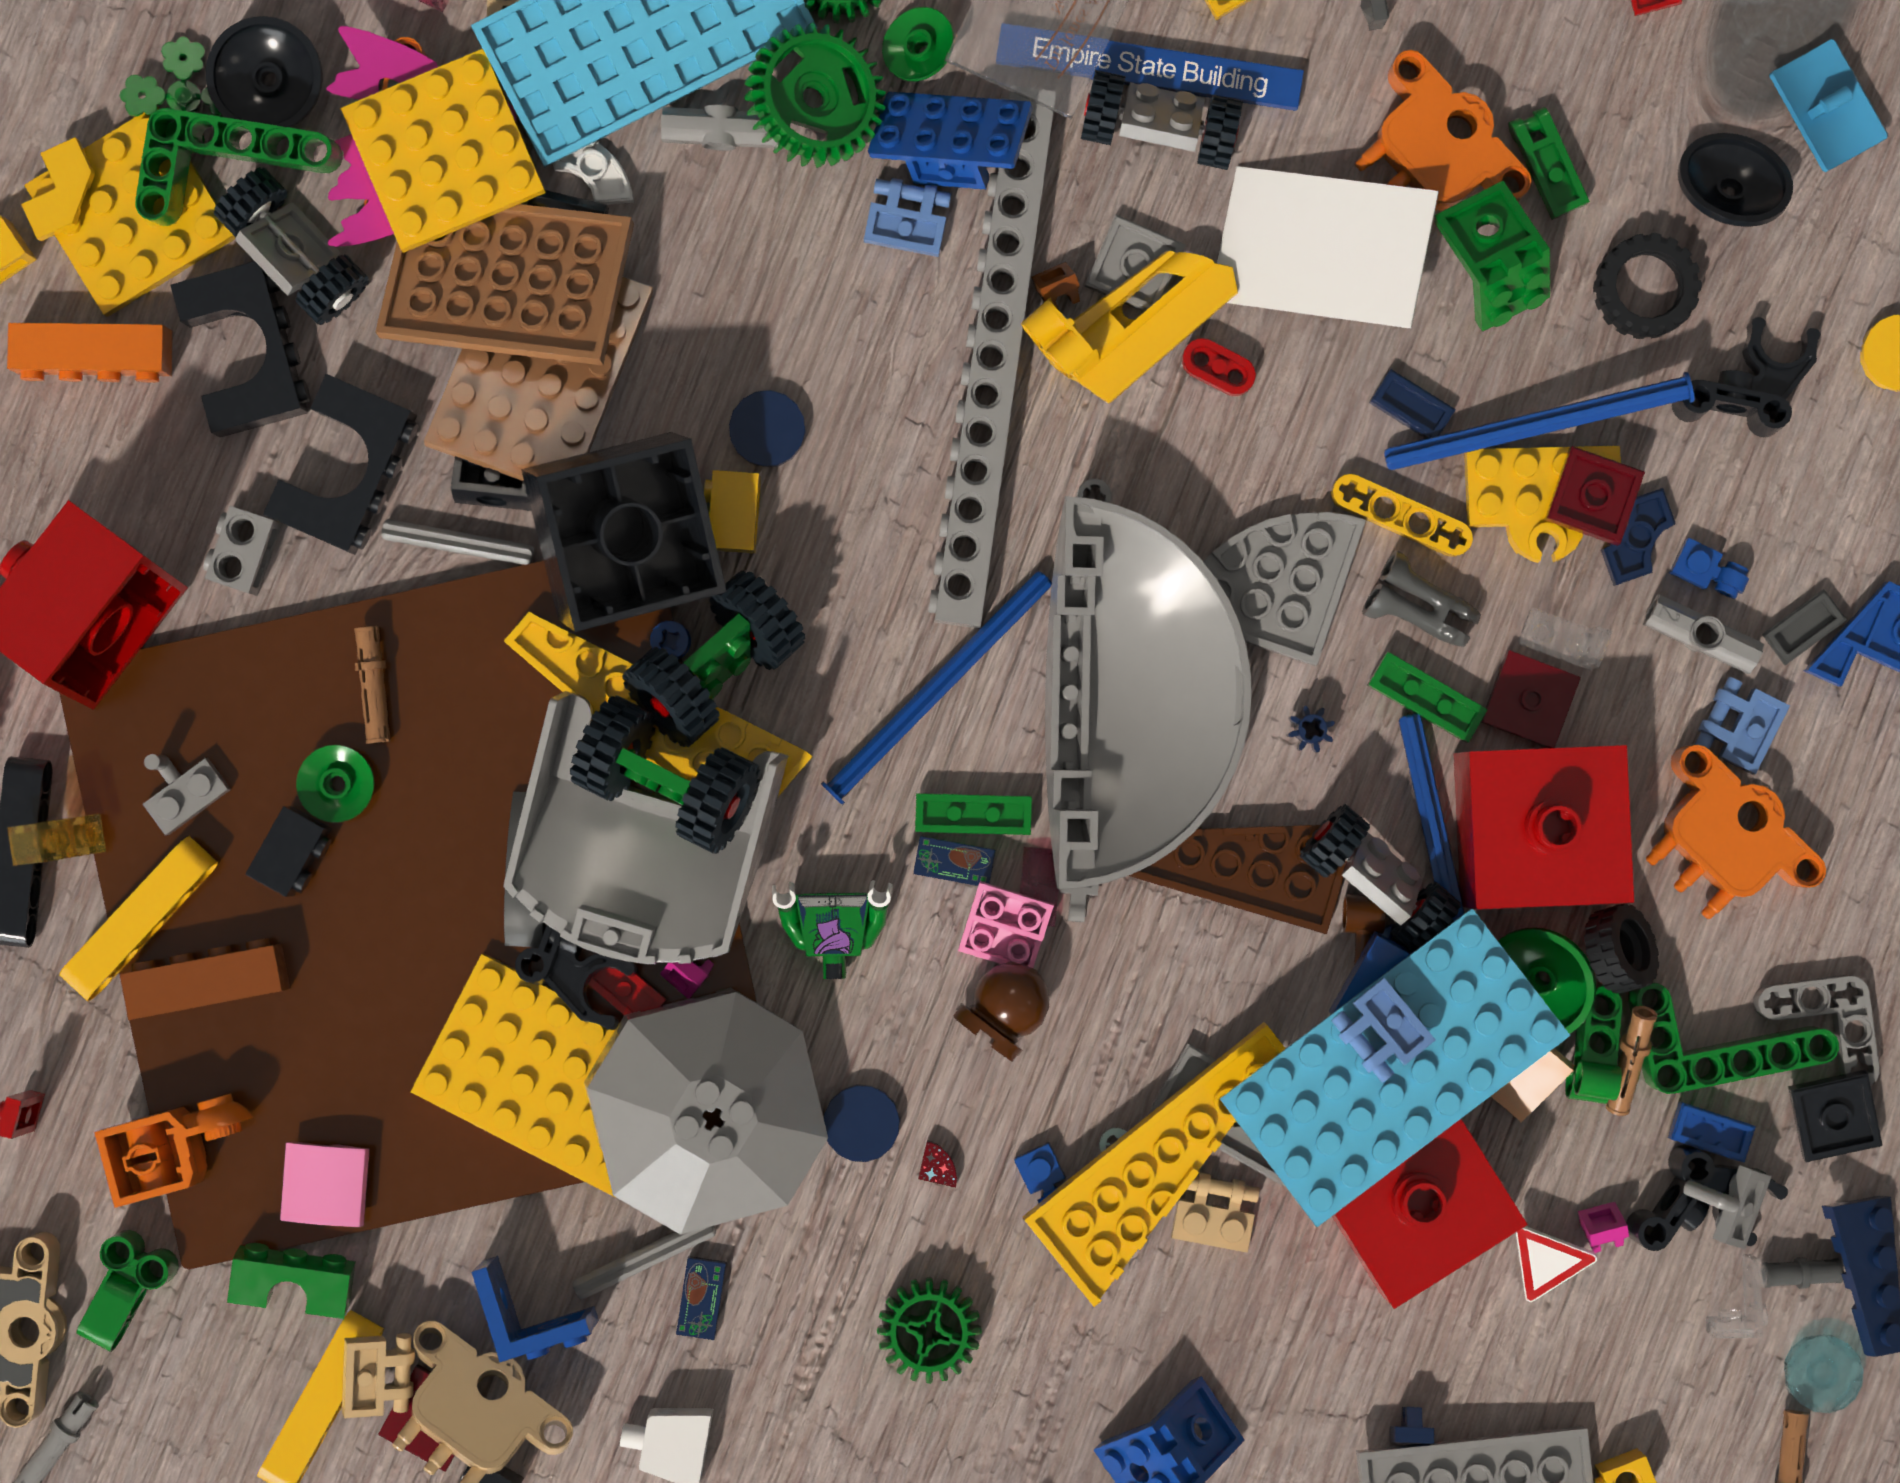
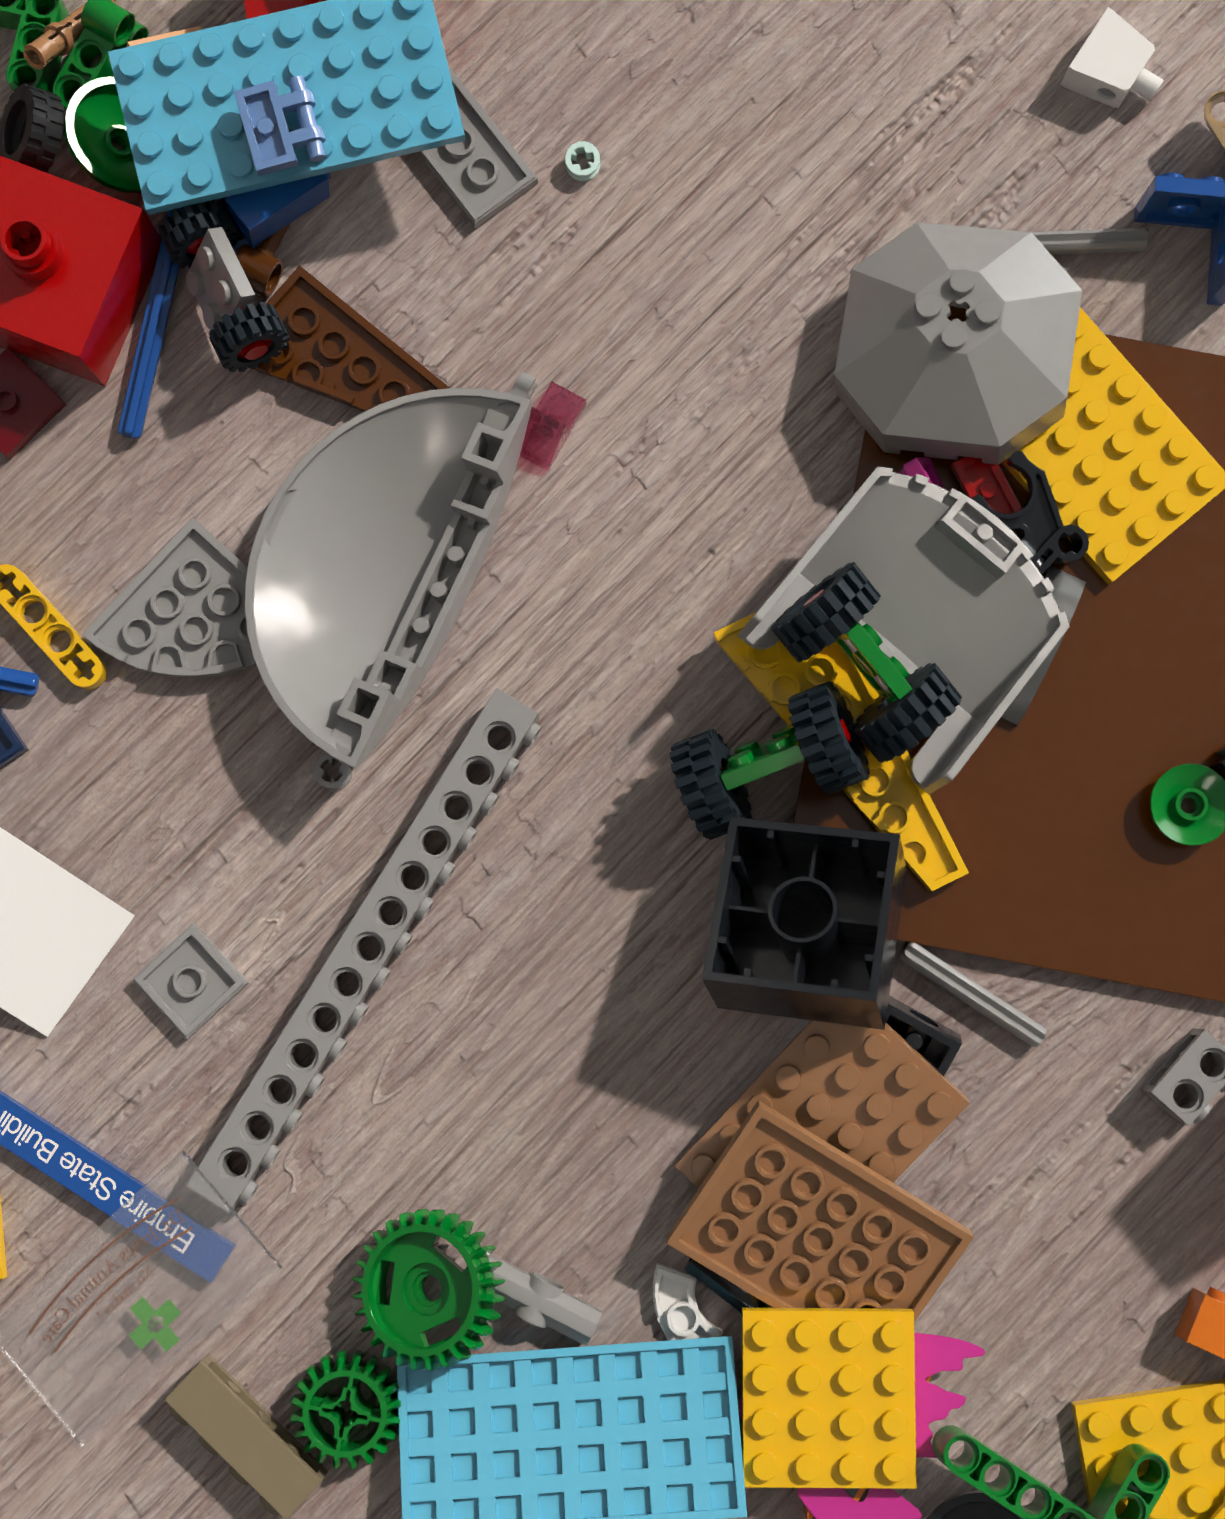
camera: 155 degrees left, 5 degrees down
(276, 389) = (1079, 1335): black arch -> none
(289, 246) = (1024, 1367): plate -> none
(346, 518) = (1003, 1135): black arch -> none
(372, 684) = (1118, 876): medium nougat pin -> none
(675, 644) = (797, 812): blue wheel -> none
(701, 1298) = (1030, 184): dark blue tile -> none
(734, 509) = (687, 907): yellow piece -> none
(767, 428) = (621, 975): dark blue tile -> none
(833, 923) = (760, 470): torso -> none
(861, 1123) = (812, 279): dark blue tile -> none
(906, 38) = (307, 1313): green dish -> none
(906, 228) = (399, 1116): medium blue plate -> none
(913, 1323) = (826, 45): green gear -> none
(937, 1166) = (758, 211): dark red tile -> none
(938, 686) = (563, 653): blue axle -> none
(950, 136) = (310, 1186): blue bracket -> none
(953, 861) = (620, 482): dark blue tile -> none
(973, 814) = (582, 517): green plate -> none
(1005, 926) = (598, 397): bright pink slope -> none
(1007, 1005) = (628, 320): reddish brown tile -> none
(1040, 1169) = (663, 166): blue plate -> none
(1056, 282) = (274, 995): dark orange tile -> none
(1112, 351) = (250, 905): yellow panel -> none
(1123, 1193) = (596, 109): yellow wing -> none
(1162, 118) = (94, 1112): plate -> none
(1215, 1224) = (524, 54): tan plate -> none
(1219, 364) = (154, 846): red plate -> none
(1321, 725) = (235, 469): dark blue gear -> none
(1386, 601) = (74, 571): dark grey piece -> none
(1427, 697) = (103, 445): green plate -> none

